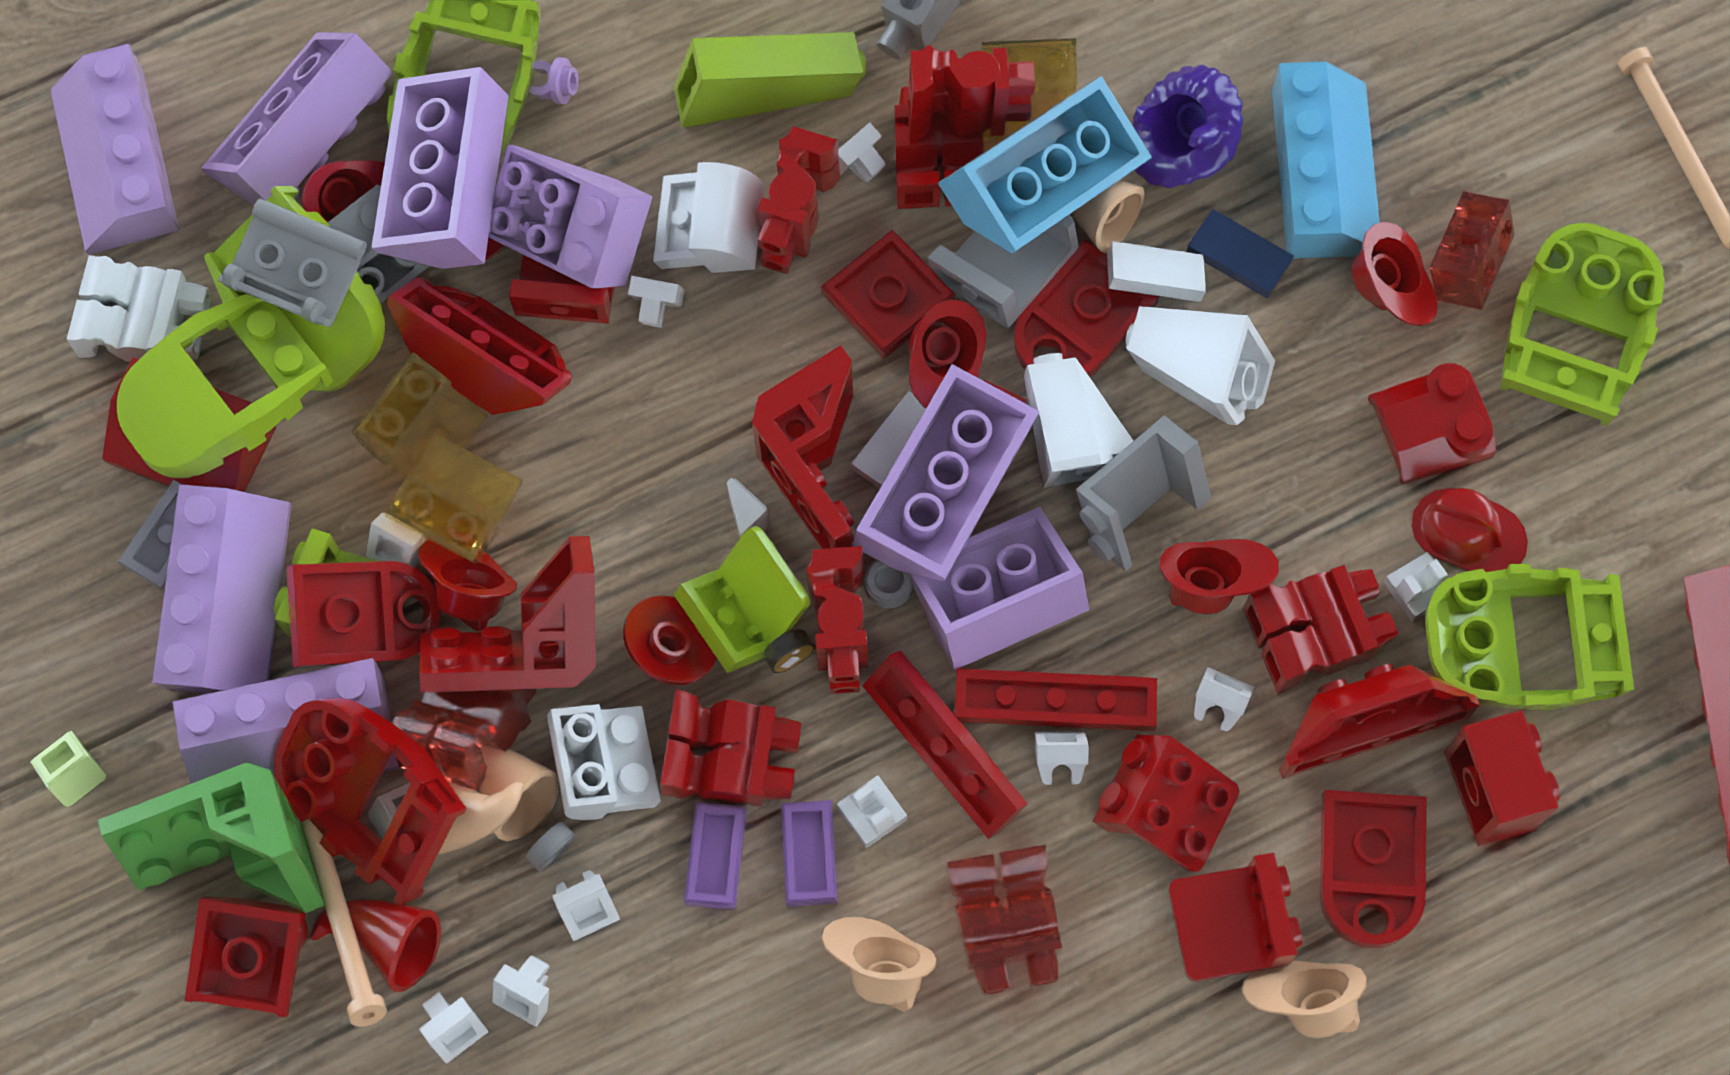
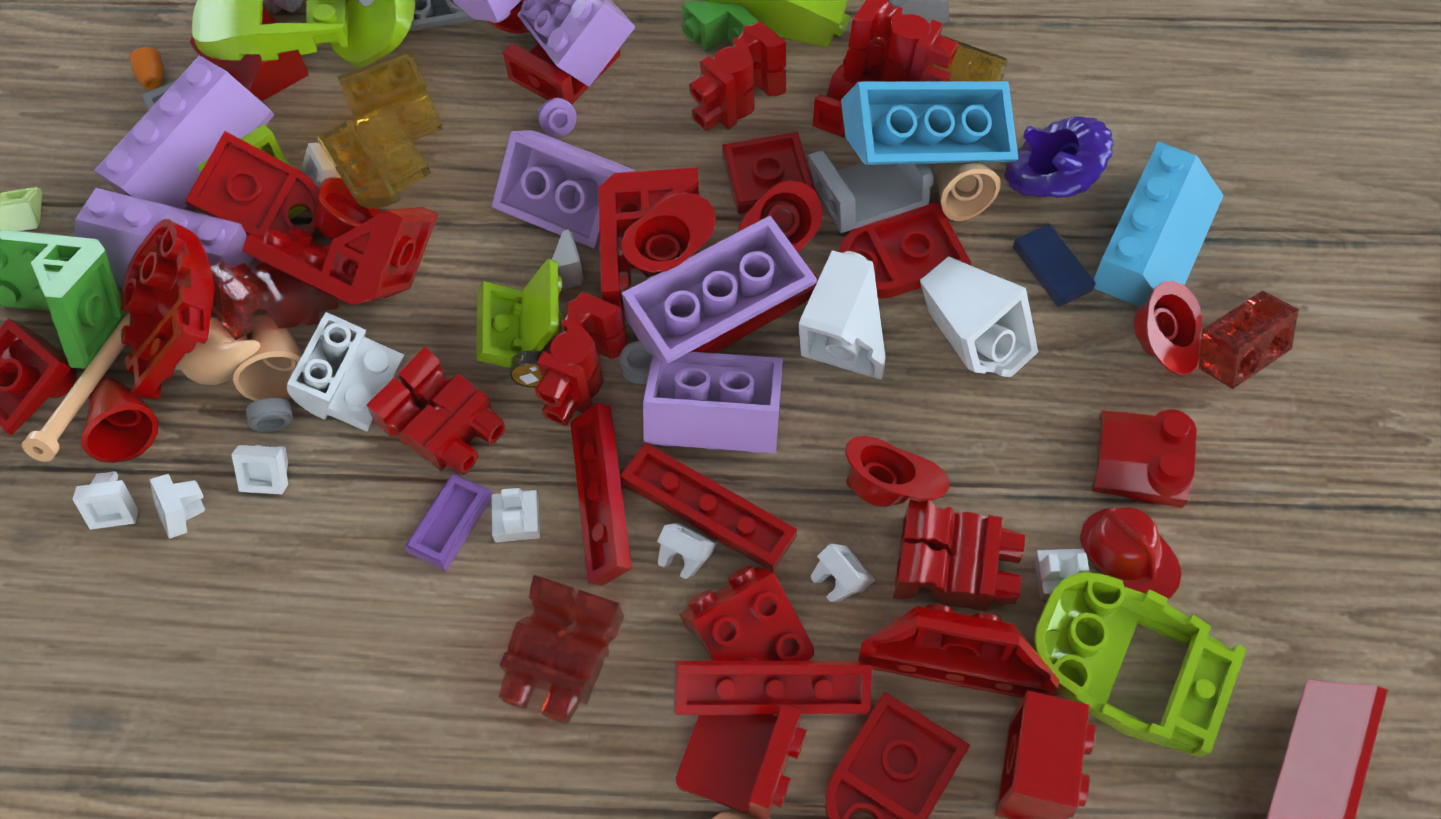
camera: 30 degrees right, 10 degrees down
(83, 519) = (147, 67): none -> orange hose
(478, 347) = (460, 73): red wedge -> none
(614, 342) = (557, 117): none -> lavender plate
(655, 298) = (602, 103): white tile -> none
(664, 622) = (447, 303): red dish -> none
(679, 426) = (553, 185): none -> lavender slope
(709, 219) = (668, 69): white brick -> none
(710, 133) = (714, 22): none -> bright green slope
(715, 856) = (381, 487): medium lavender tile -> none
(860, 154) = (805, 76): white tile -> none
(863, 438) = (669, 233): none -> red piece
(880, 960) = (437, 625): light nougat piece -> none
(1135, 480) = (867, 375): light grey panel -> none
(1156, 271) = (977, 244): white tile -> none
(1227, 843) = (766, 685): none -> red plate
(1597, 283) = (1338, 409): lime slope -> none

